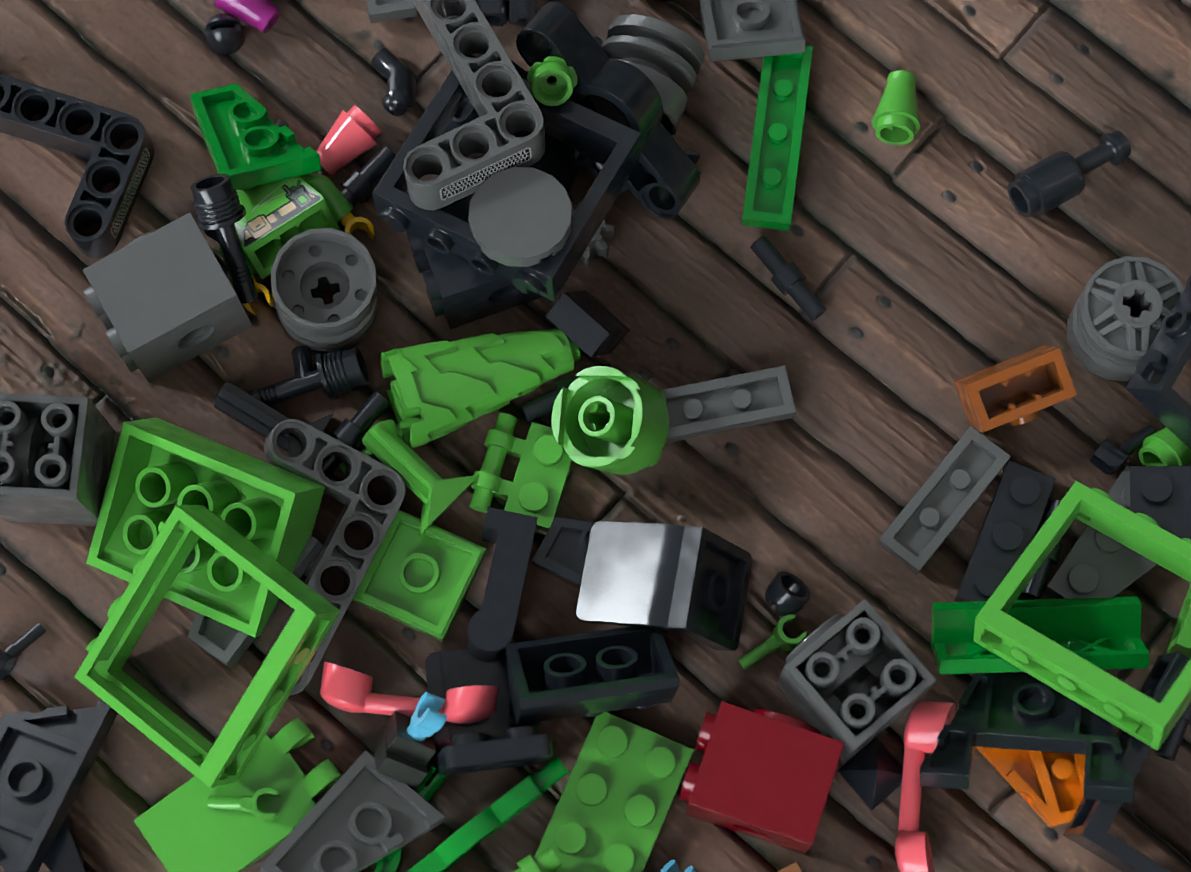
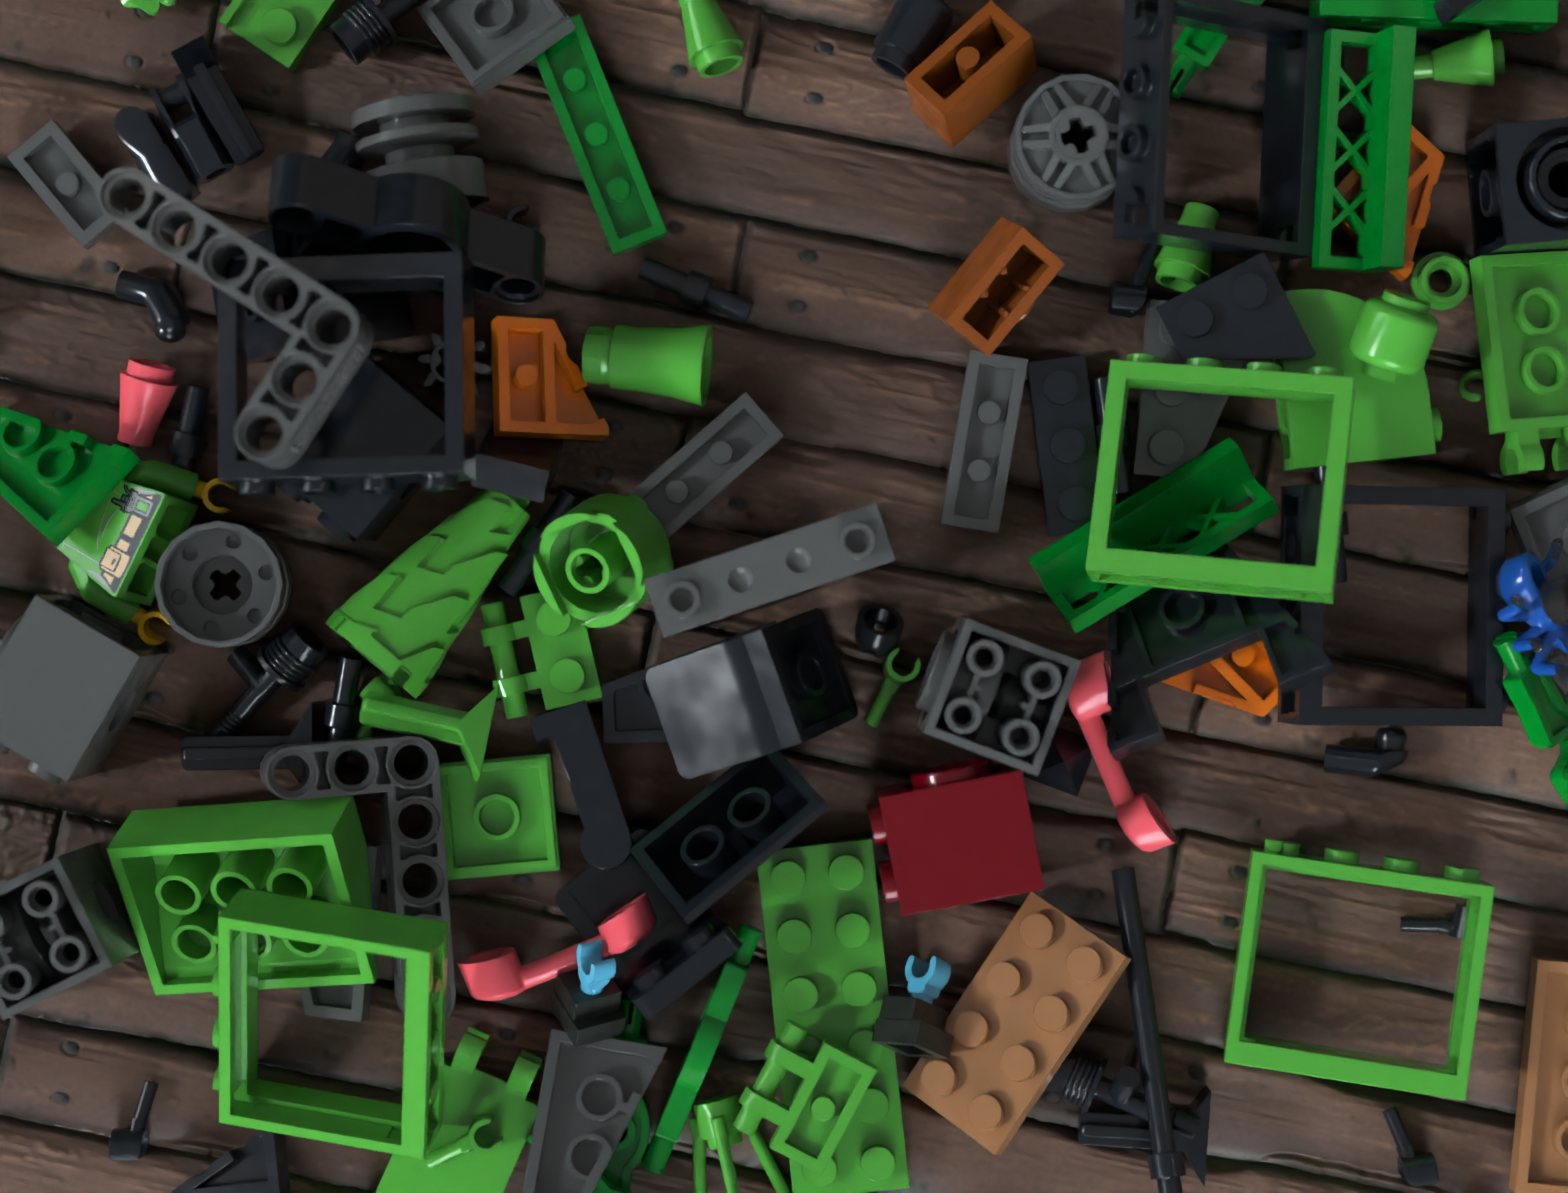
camera: 30 degrees left, 15 degrees up
(217, 212) = (68, 579): black piece -> none
(520, 216) = (391, 423): dark grey tile -> none
(551, 93) = (342, 258): bright green plate -> none
(635, 281) = (537, 384): none -> orange wing
(728, 306) = (651, 360): none -> bright green plant
(732, 494) = (769, 570): none -> dark grey fence
(1077, 231) = (971, 73): none -> dark orange brick

